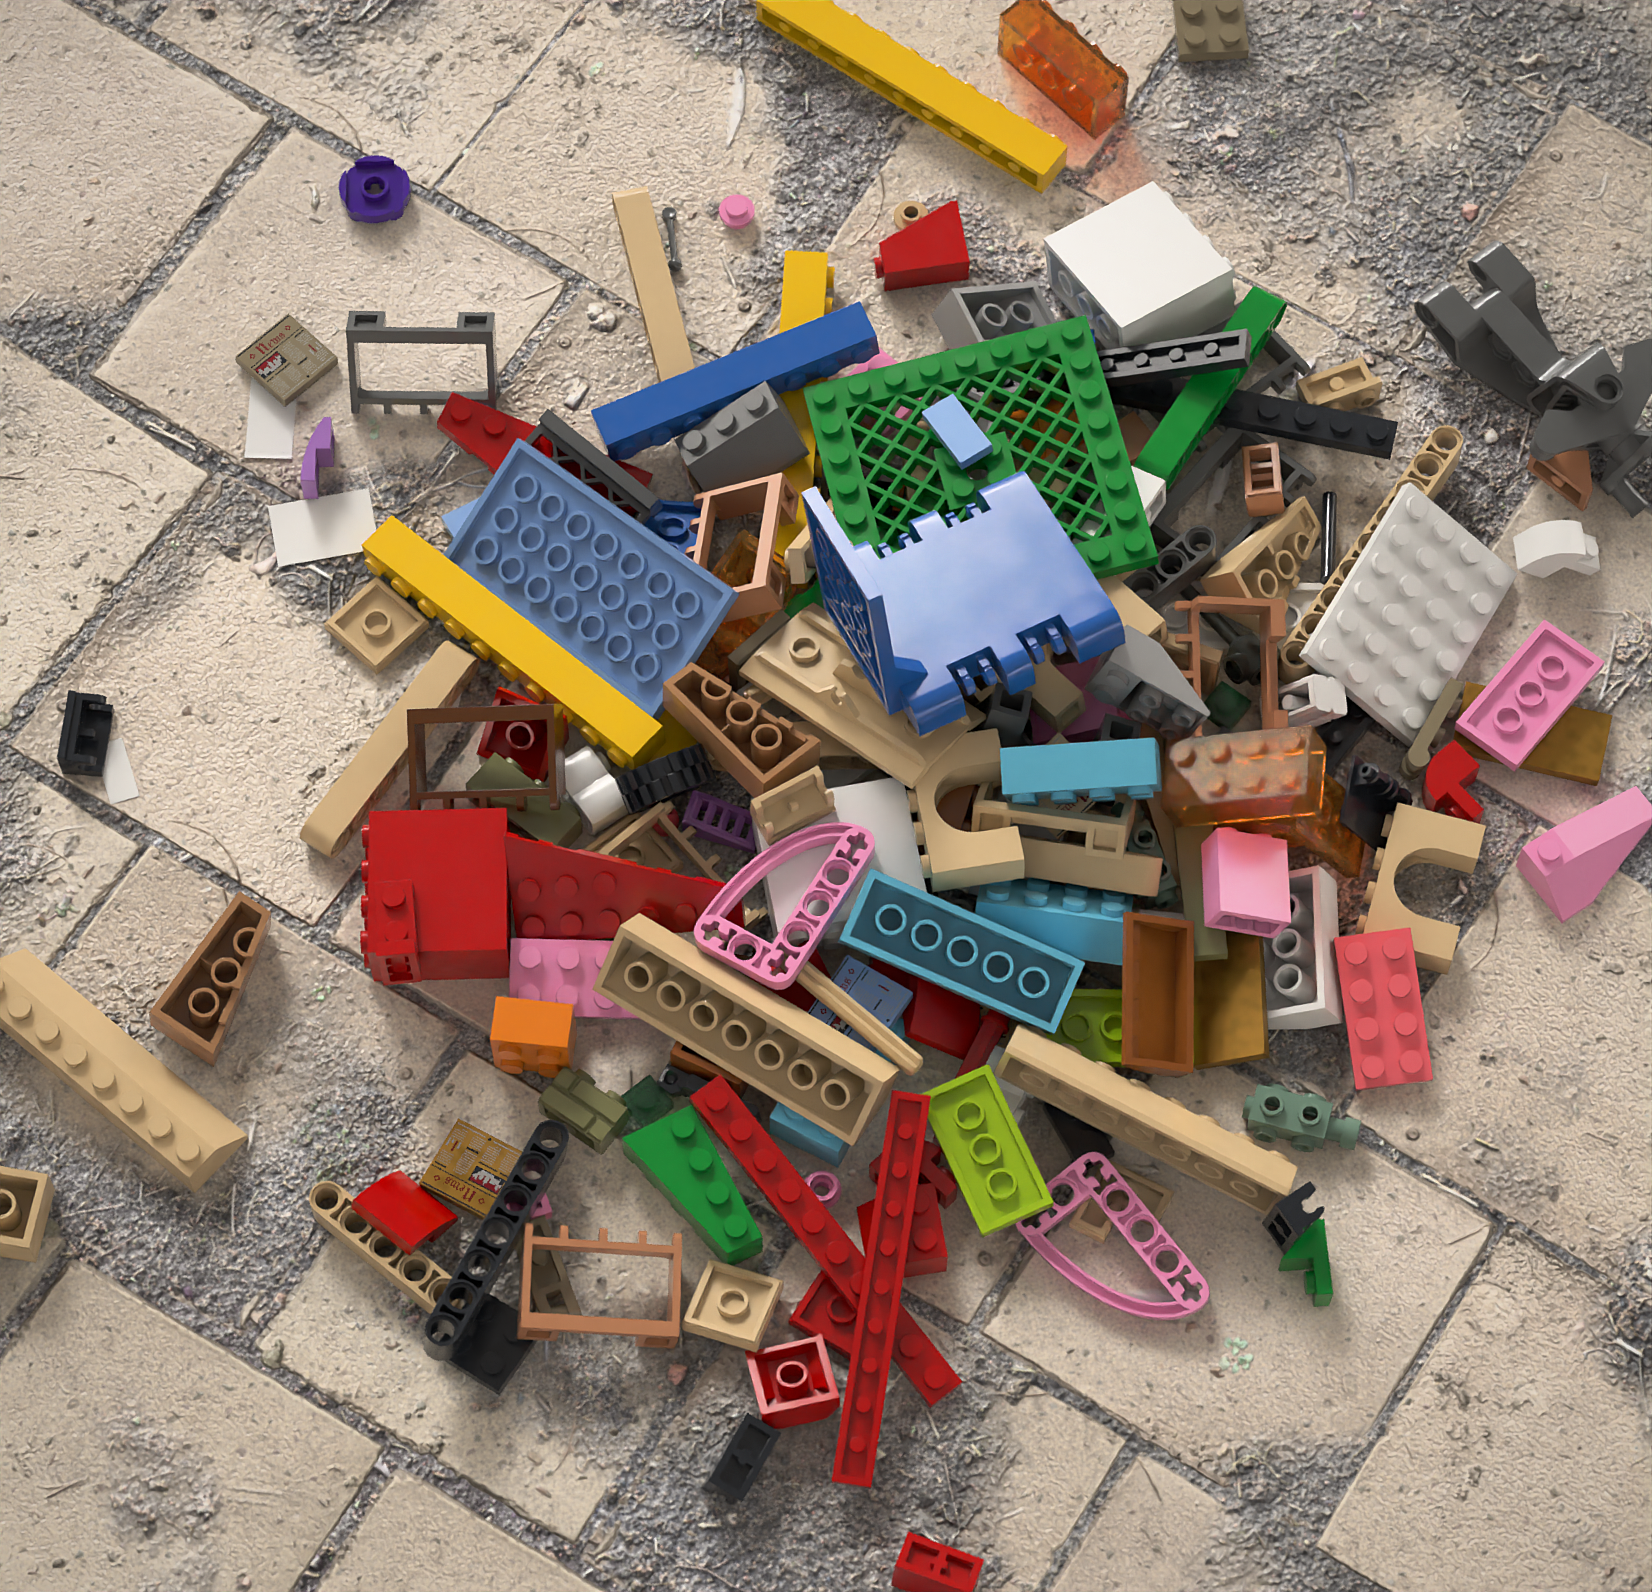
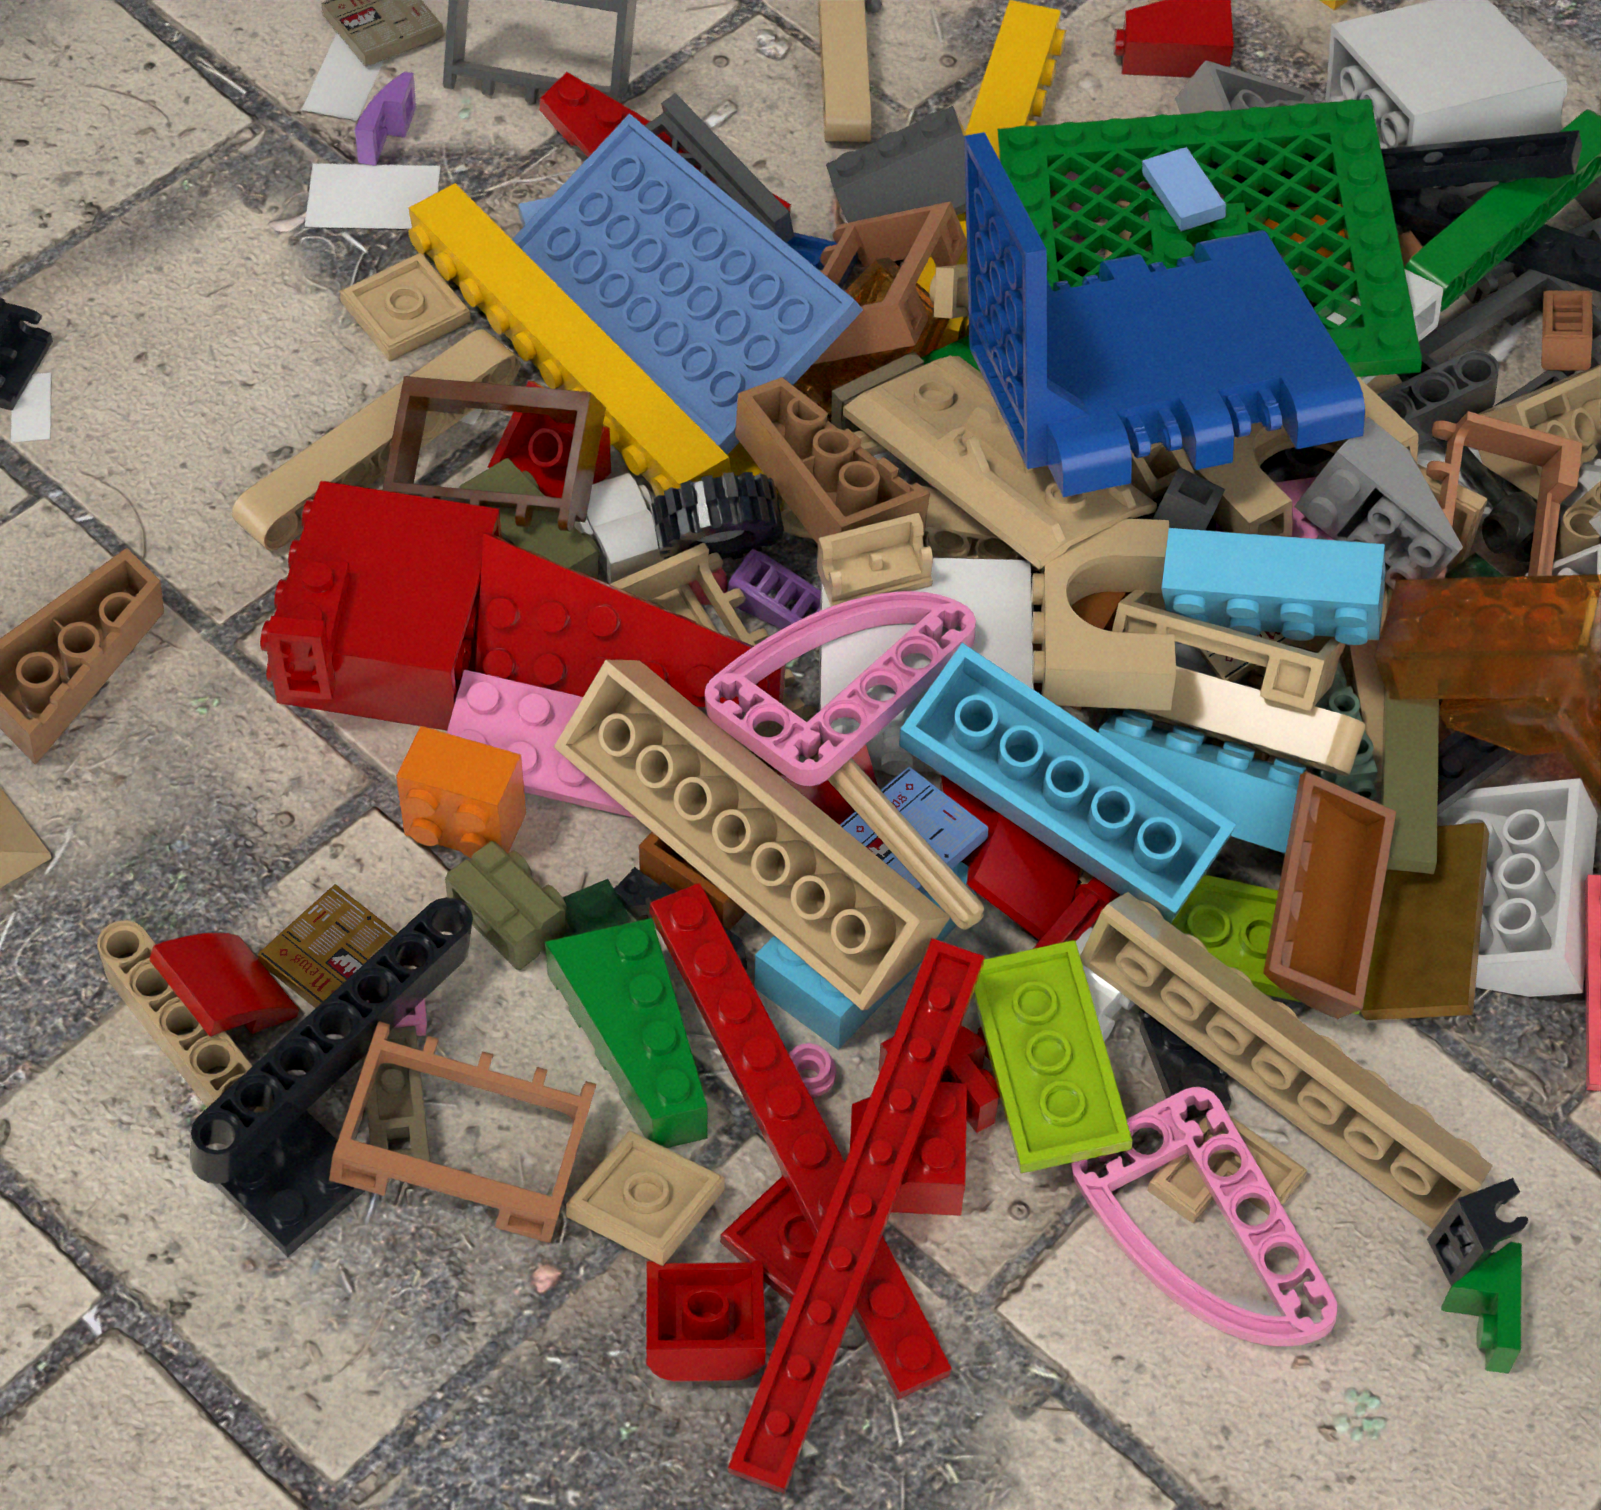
camera: 10 degrees right, 10 degrees down
(741, 1459) = (603, 1410): black hinge -> none
(783, 361) = (986, 97): blue brick -> none
(1245, 882) = (1475, 779): bright pink brick -> none
(1289, 1123) = (1500, 1107): sand green brick -> none

